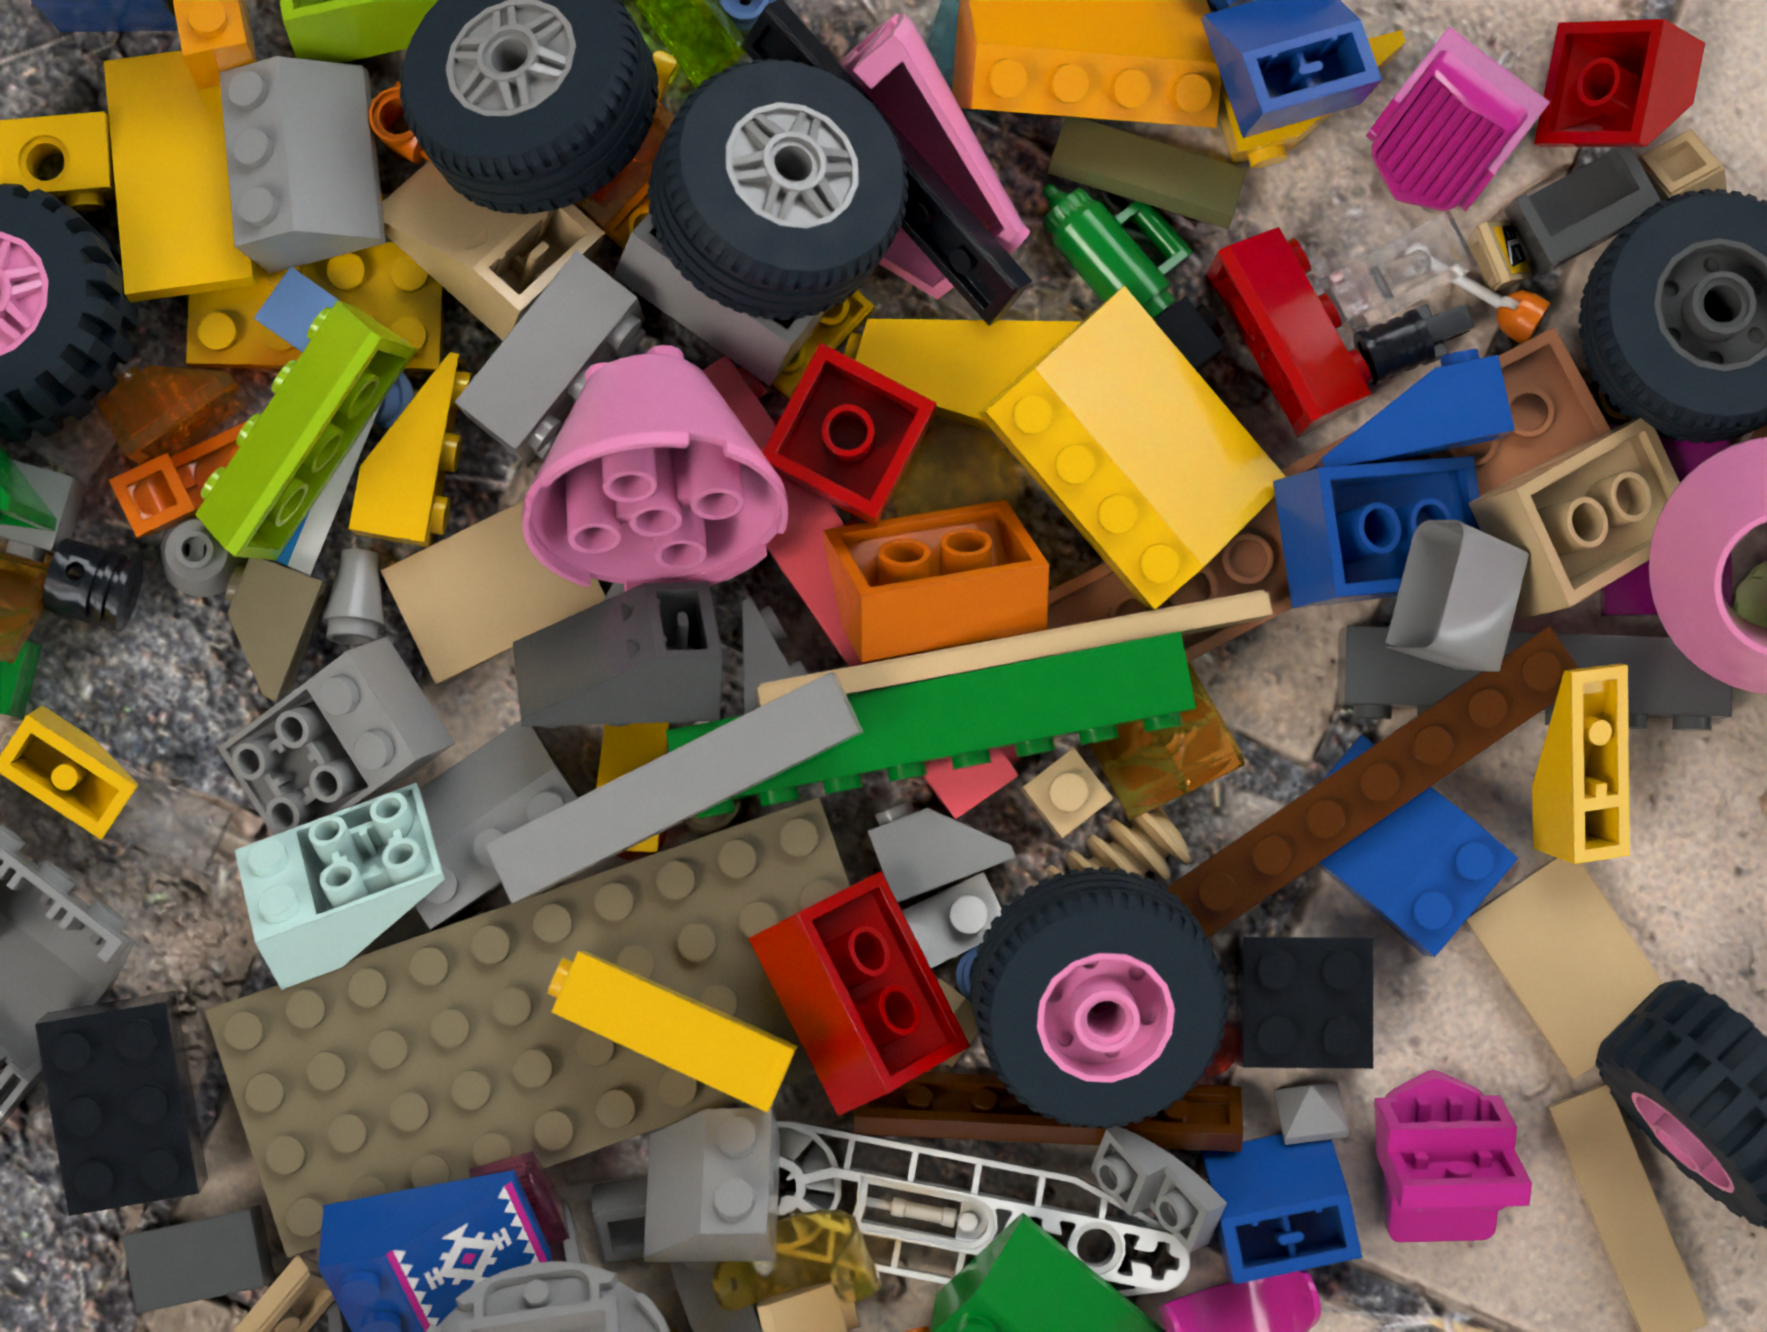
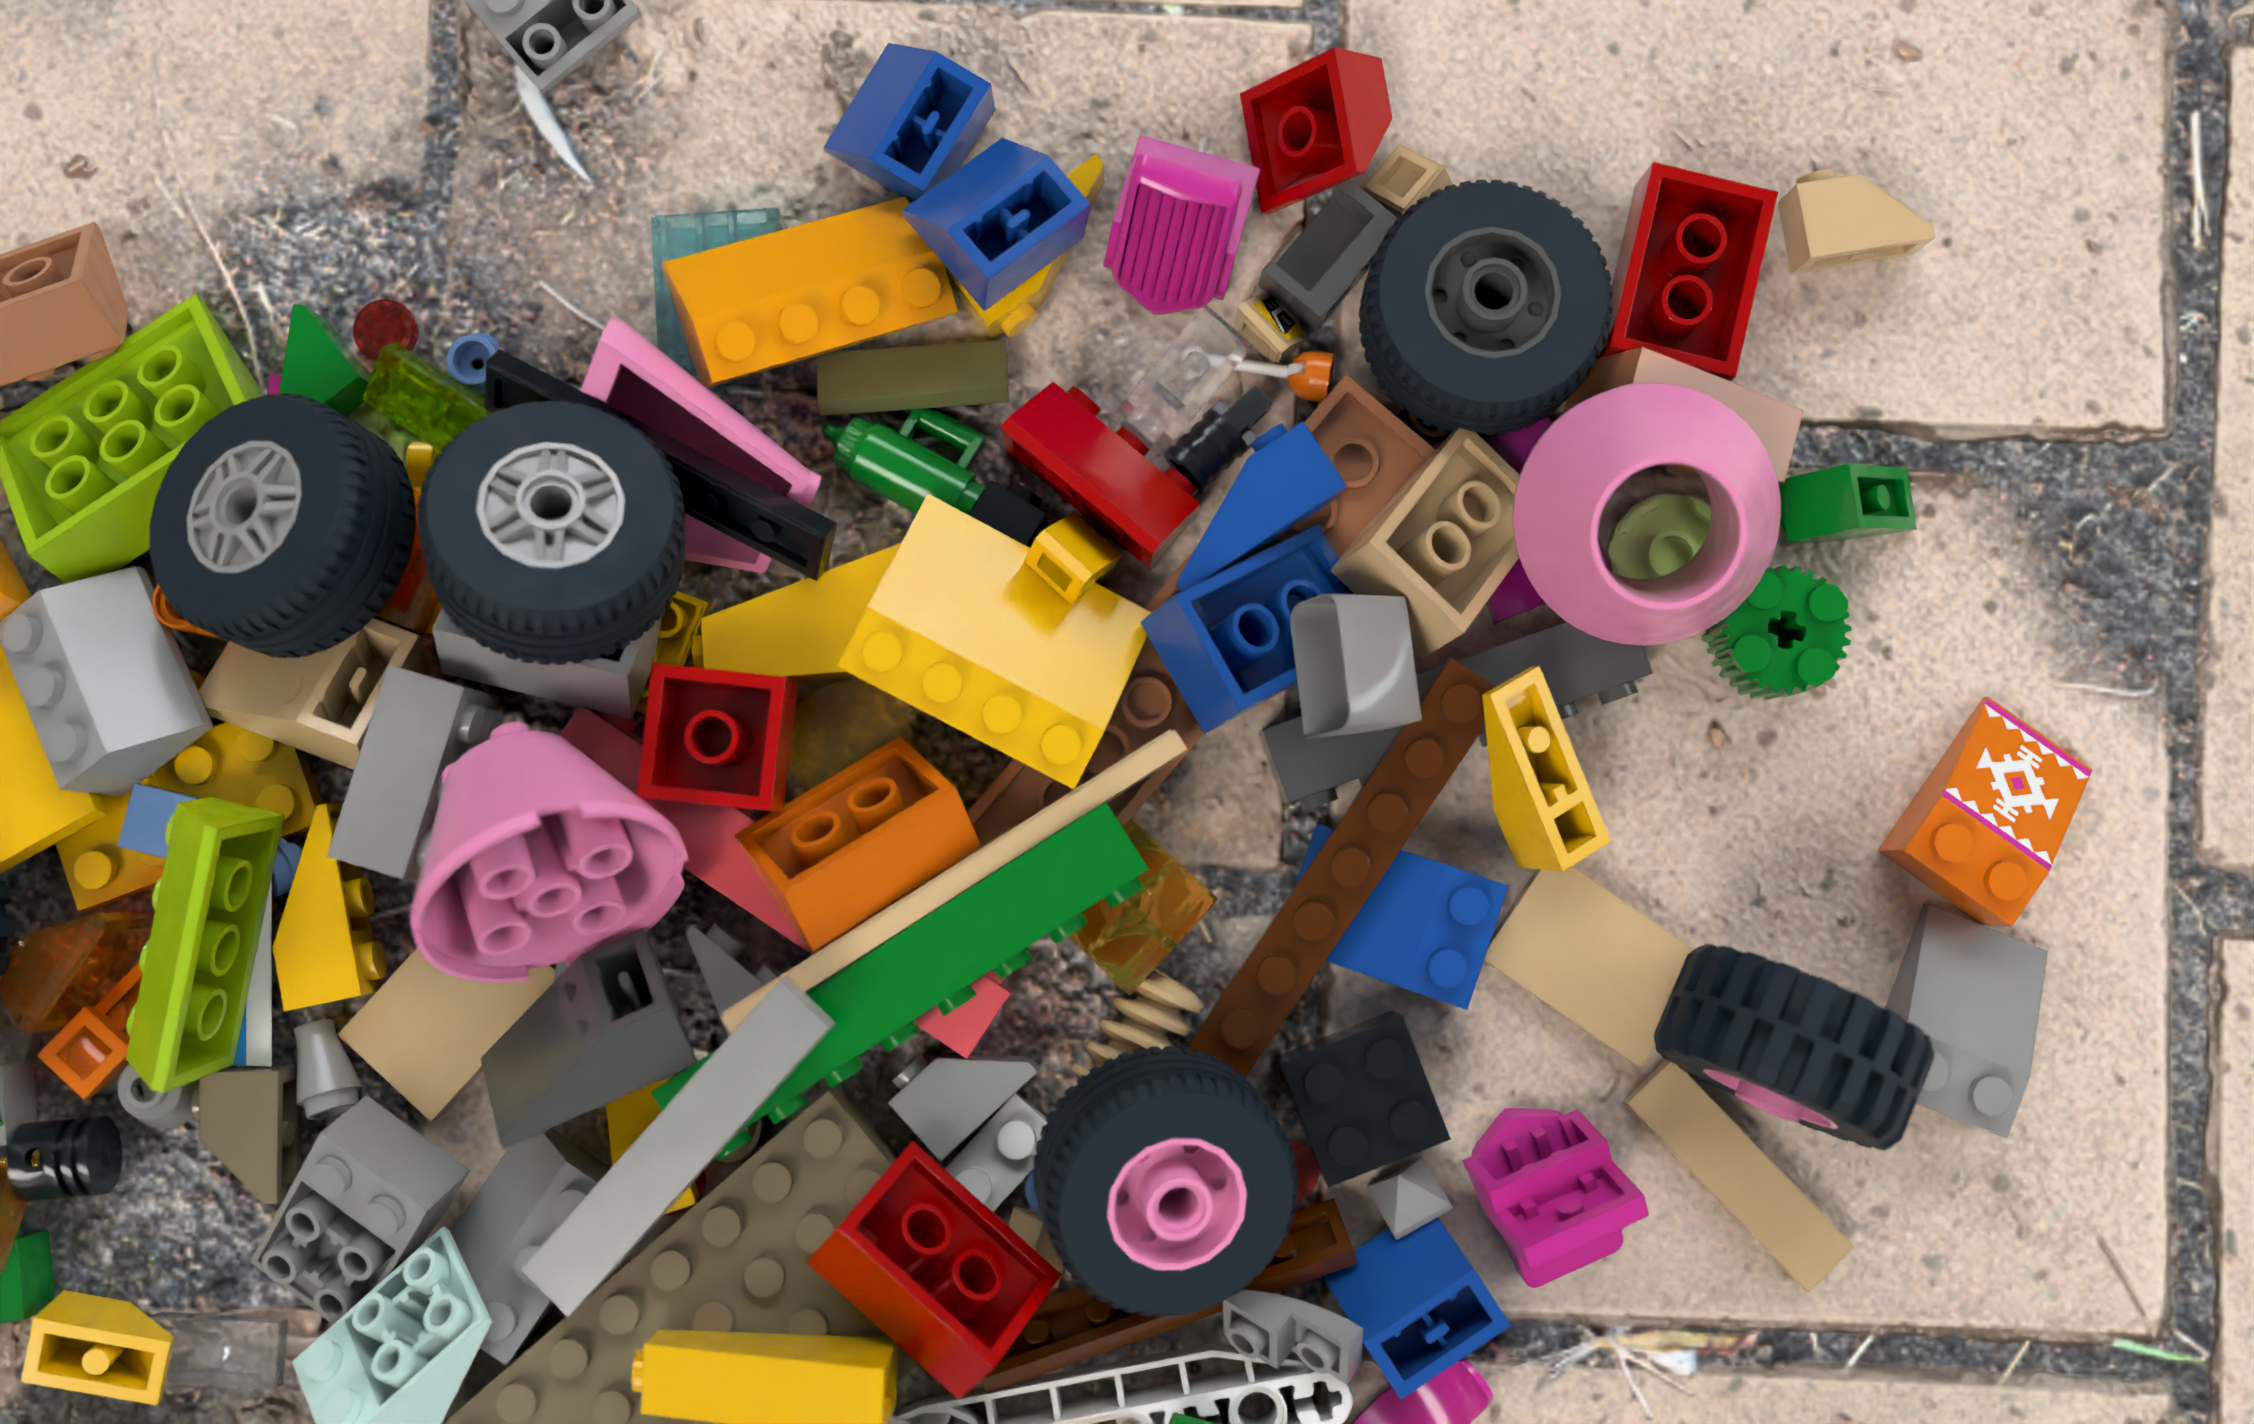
camera: 25 degrees left, 0 degrees up
(1066, 794) = (1063, 991): tan brick -> none
(1233, 397) = (1072, 557): none -> yellow slope

